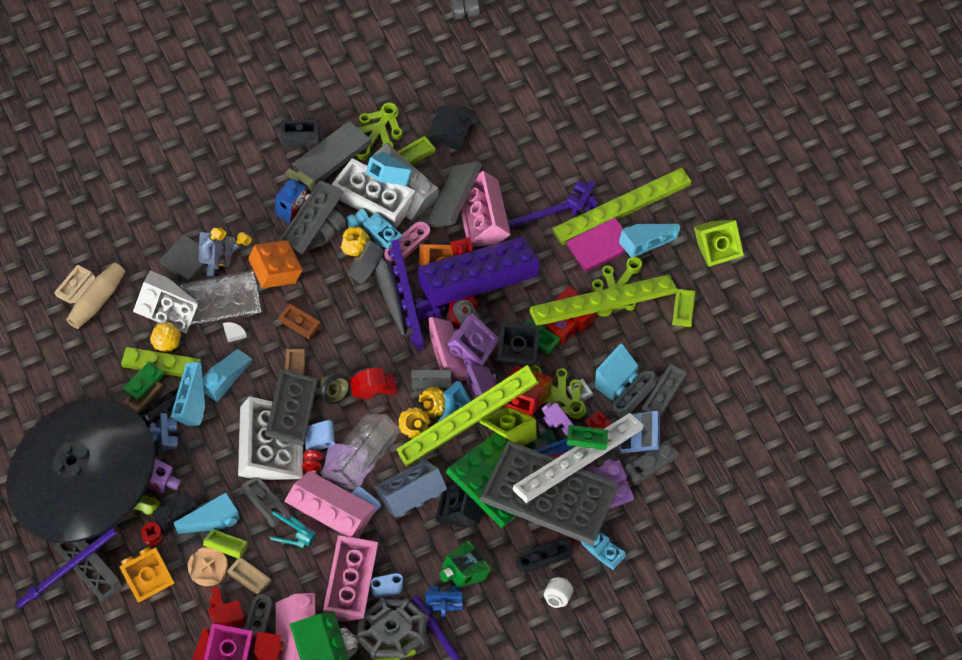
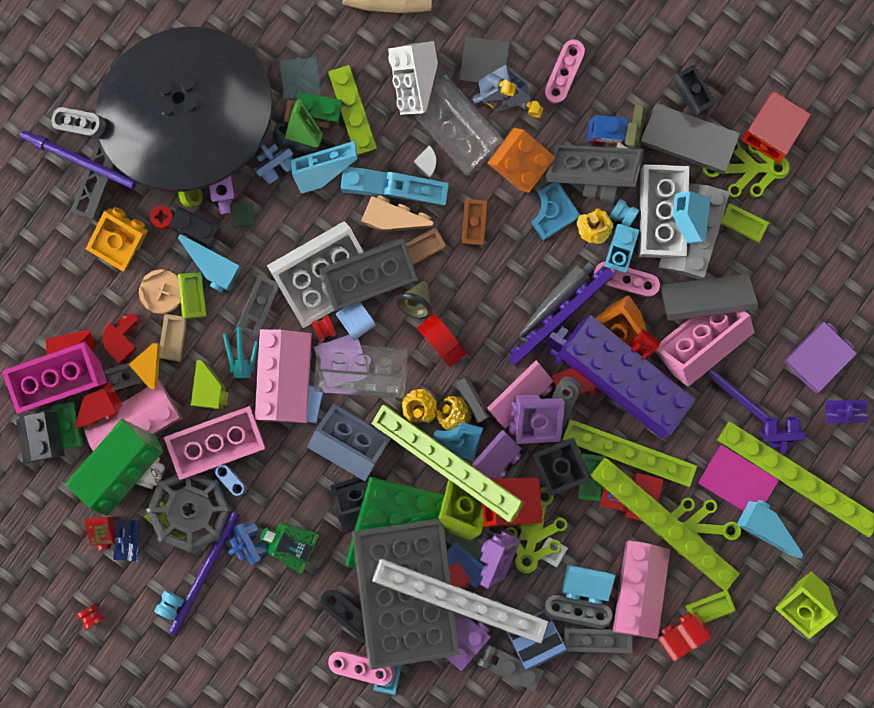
camera: 60 degrees right, 25 degrees up
(32, 556) = (78, 122): none -> plate
(110, 386) = (300, 76): none -> clear light blue piece
(149, 398) = (303, 127): none -> bright green slope
(165, 337) = (379, 98): yellow piece -> none
(189, 477) = (243, 215): none -> clear green tile
(226, 204) = (566, 62): none -> bright pink plate
(249, 345) = (417, 189): none -> medium azure plate
(258, 375) = (388, 218): none -> light nougat slope
(261, 597) = (147, 365): none -> light orange slope
(305, 561) = (208, 389): none -> lime slope
(327, 266) = (555, 212): none -> dark azure tile
(360, 96) = (776, 127): none -> brick
(366, 263) = (581, 253): dark grey slope -> none
(451, 125) = (794, 244): black slope -> none
(541, 149) = (820, 356): none -> medium lavender brick
(547, 293) = (630, 453): none -> lime plate
(558, 592) = (315, 651): white head -> none
(587, 437) = (484, 600): green plate -> none
(590, 151) = (846, 411): none -> dark purple hips
(594, 555) = (349, 668): none -> bright pink plate
(597, 421) = (525, 590): red tile -> none
(642, 343) = (641, 589): none -> bright pink slope
(694, 330) = (685, 635): none -> red brick

